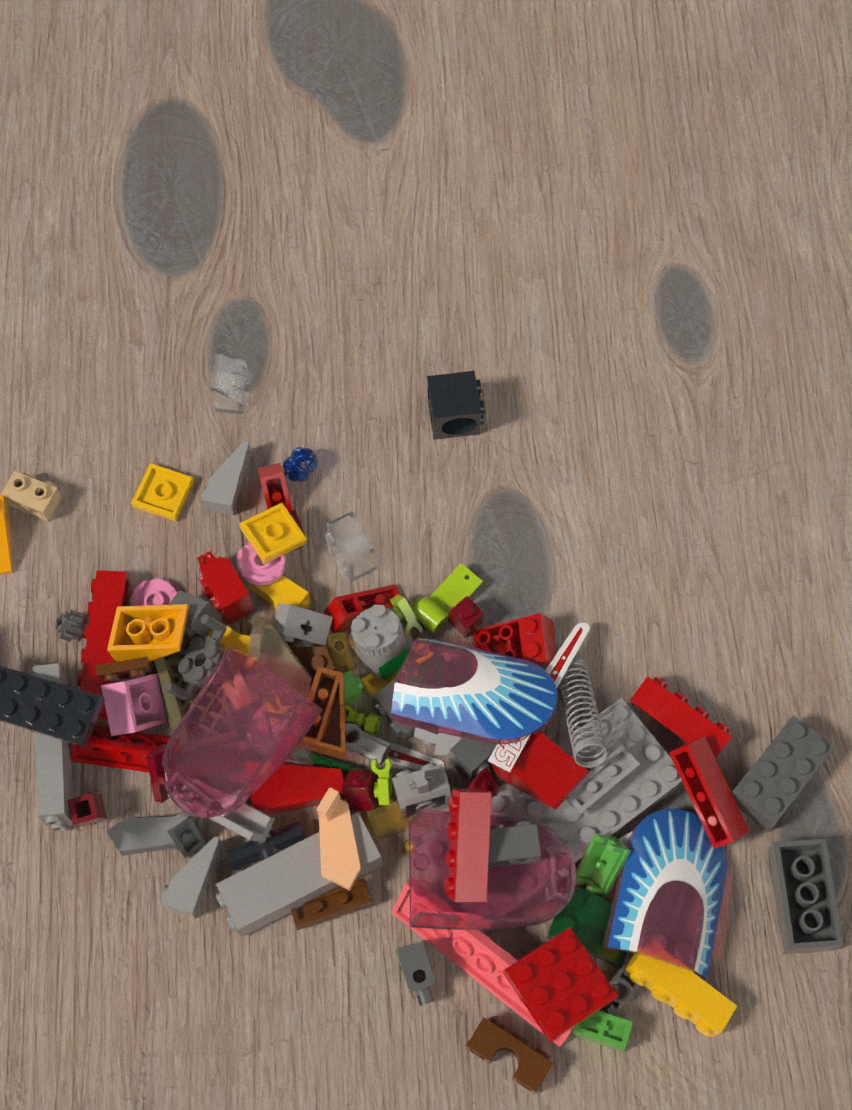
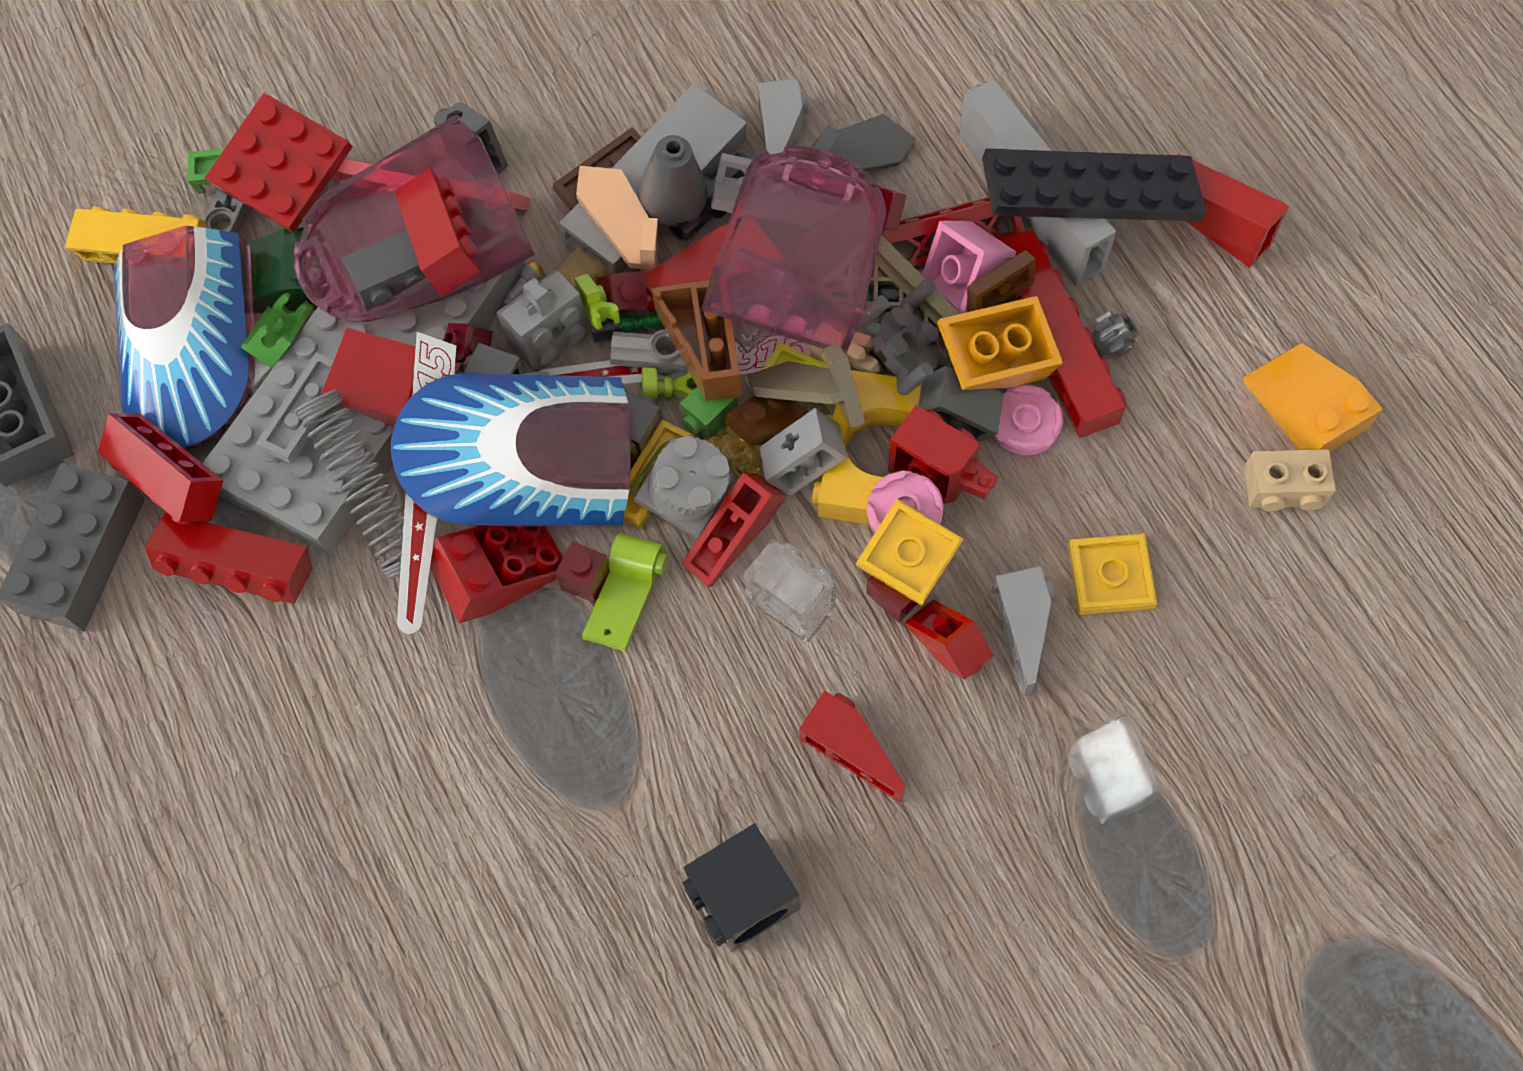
camera: 160 degrees right, 0 degrees up
(87, 809) = (948, 137): dark red brick -> none
(293, 844) = (673, 183): none -> dark grey cone
(300, 464) = (934, 693): clear blue piece -> none
(363, 466) = (845, 738): none -> red slope
(405, 614) = (675, 537): lime plate -> none
(491, 1038) = (352, 115): reddish brown arch -> none

